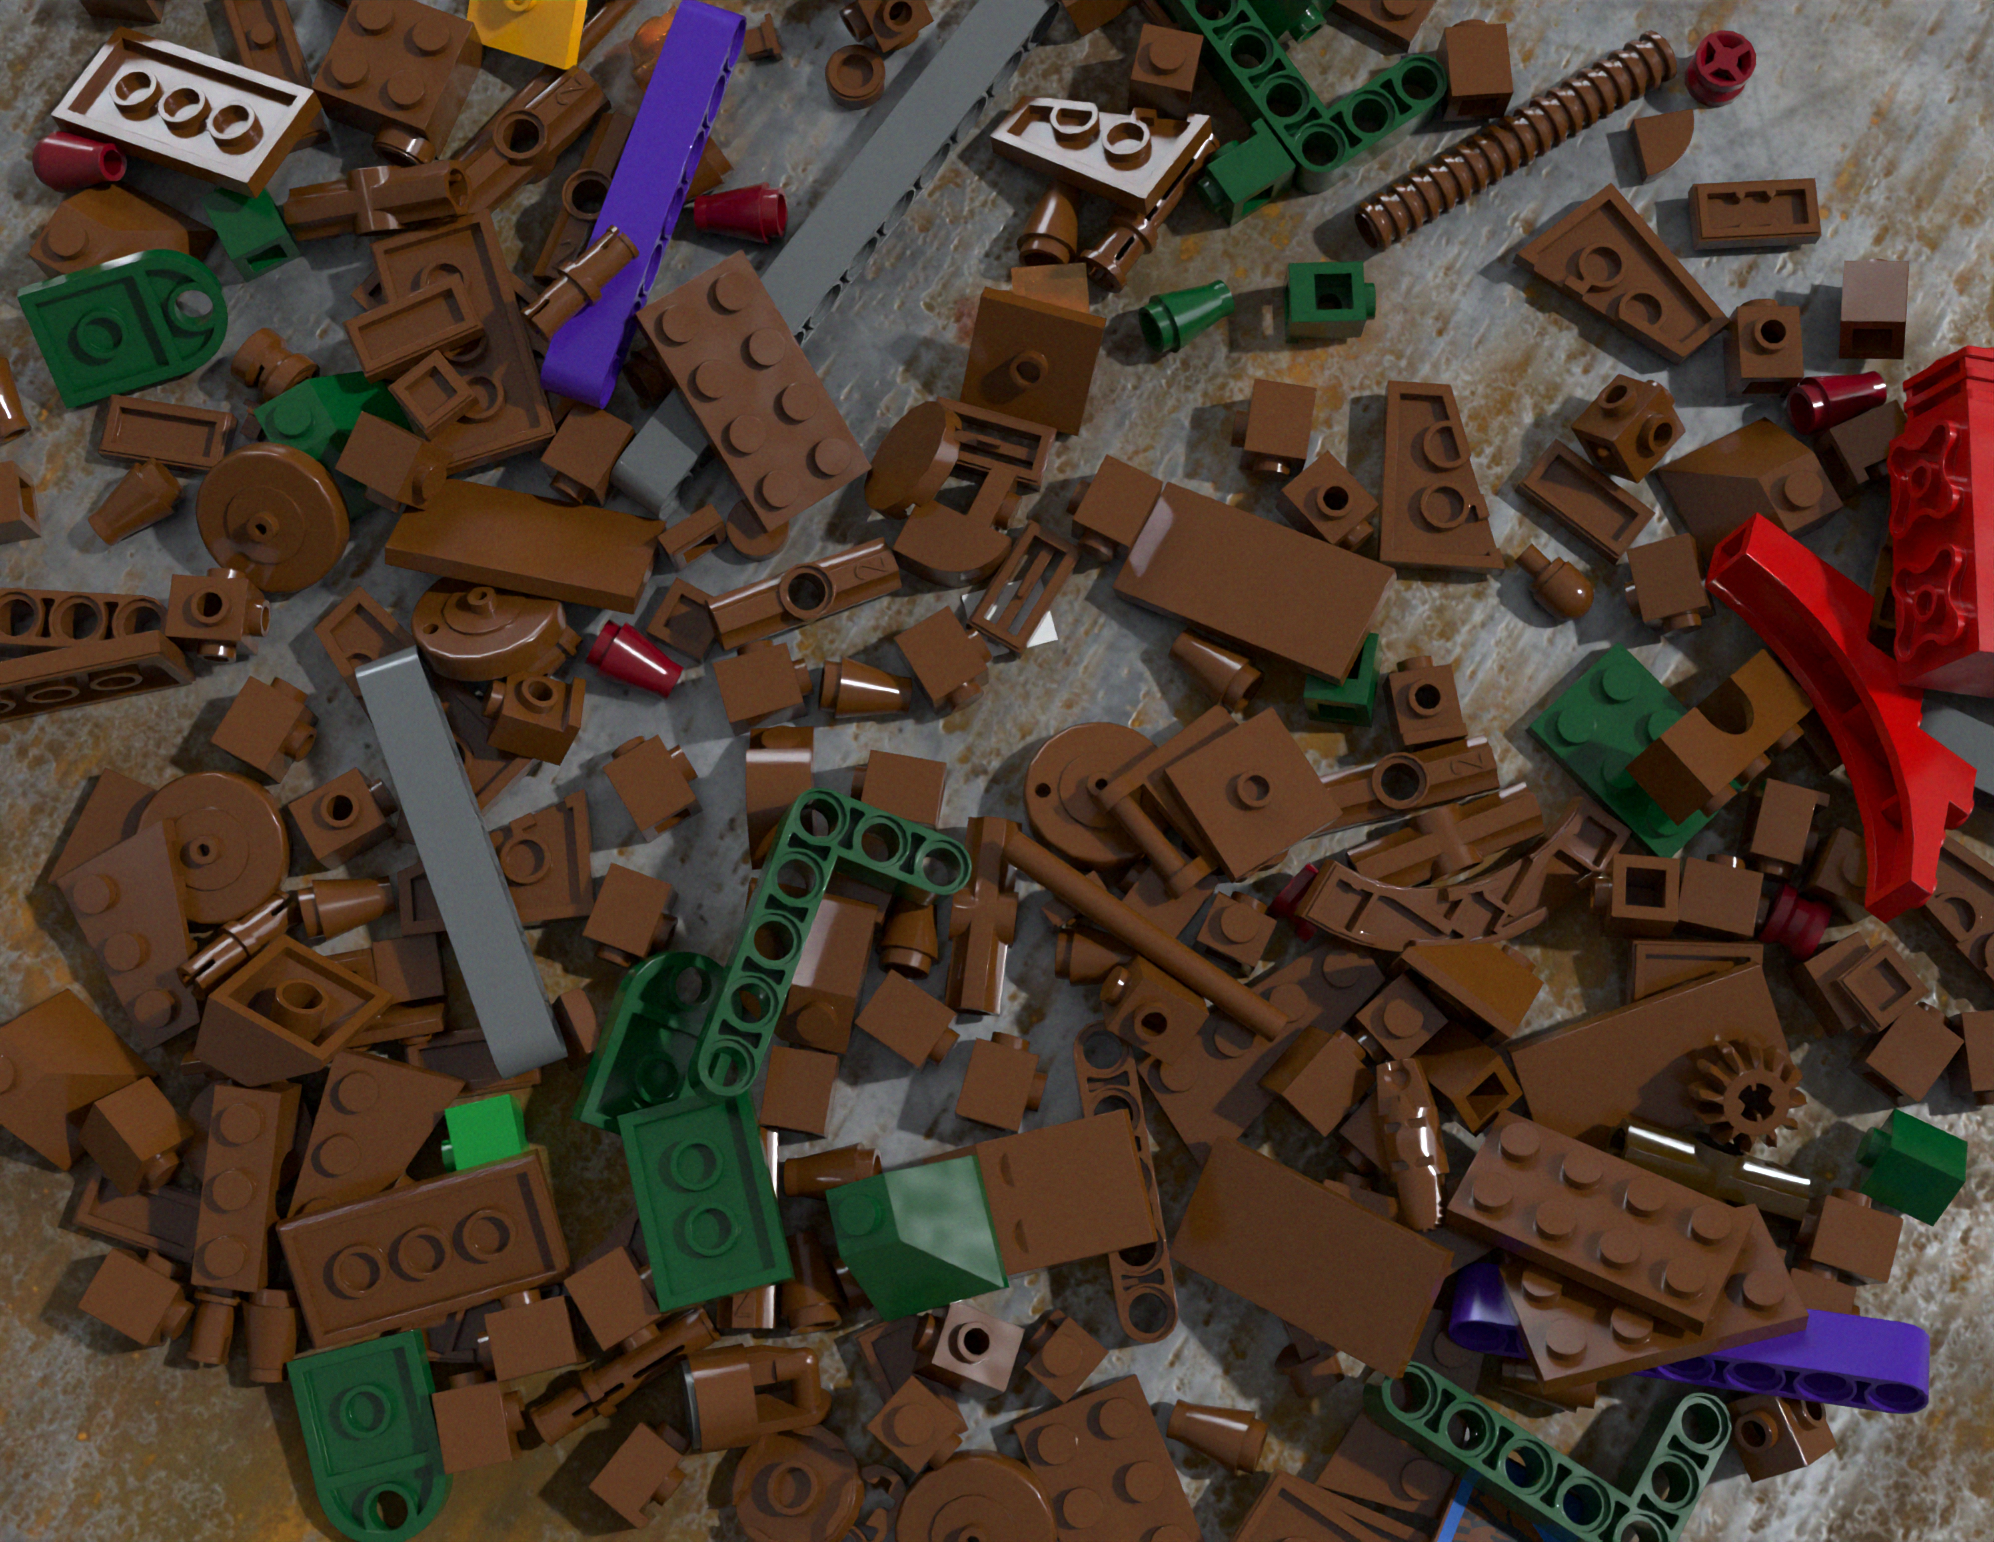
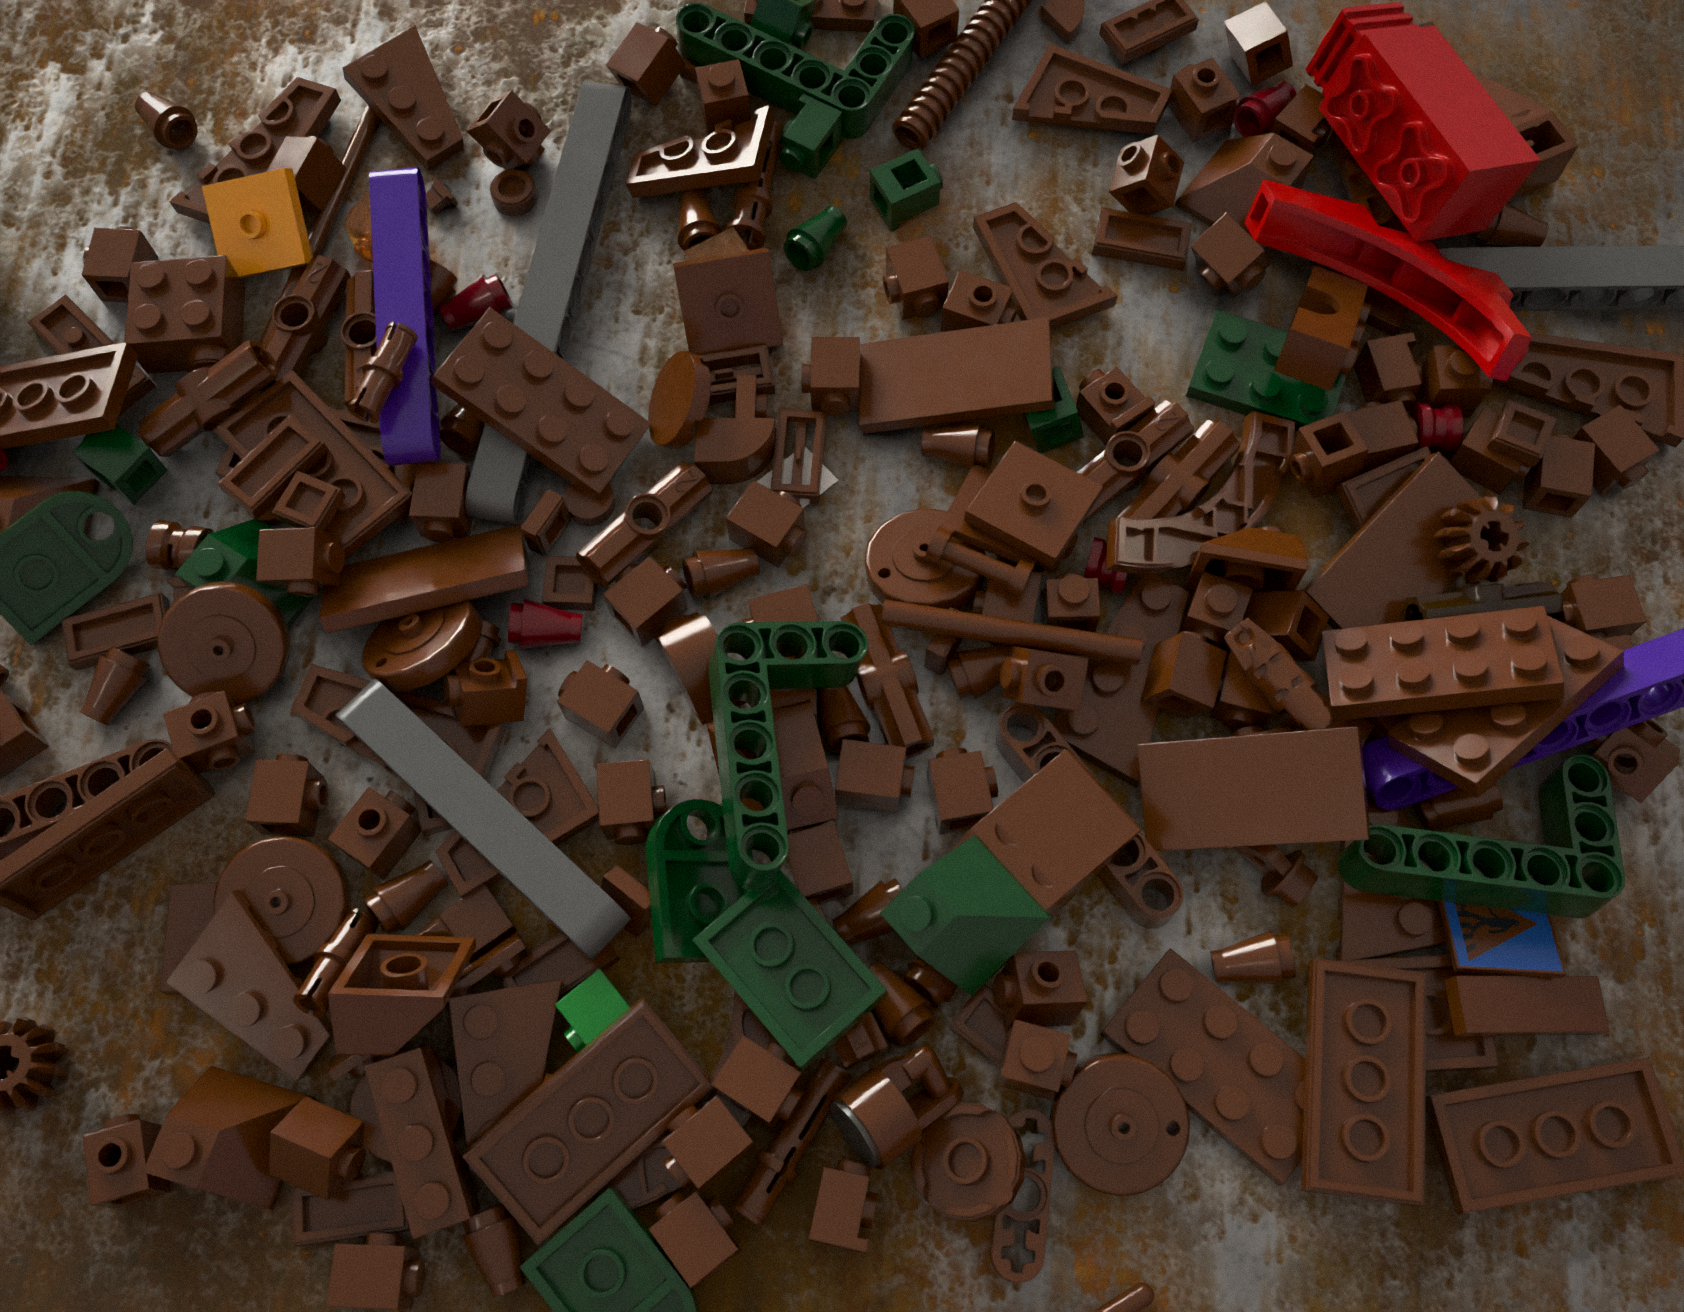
camera: 25 degrees left, 10 degrees down
(214, 1324) = (445, 1265): reddish brown pin -> none
(1061, 1355) = (1112, 959): reddish brown brick -> none
(1557, 584) = (1154, 294): reddish brown cylinder -> none
(1912, 1166) = (1611, 542): dark green brick -> none

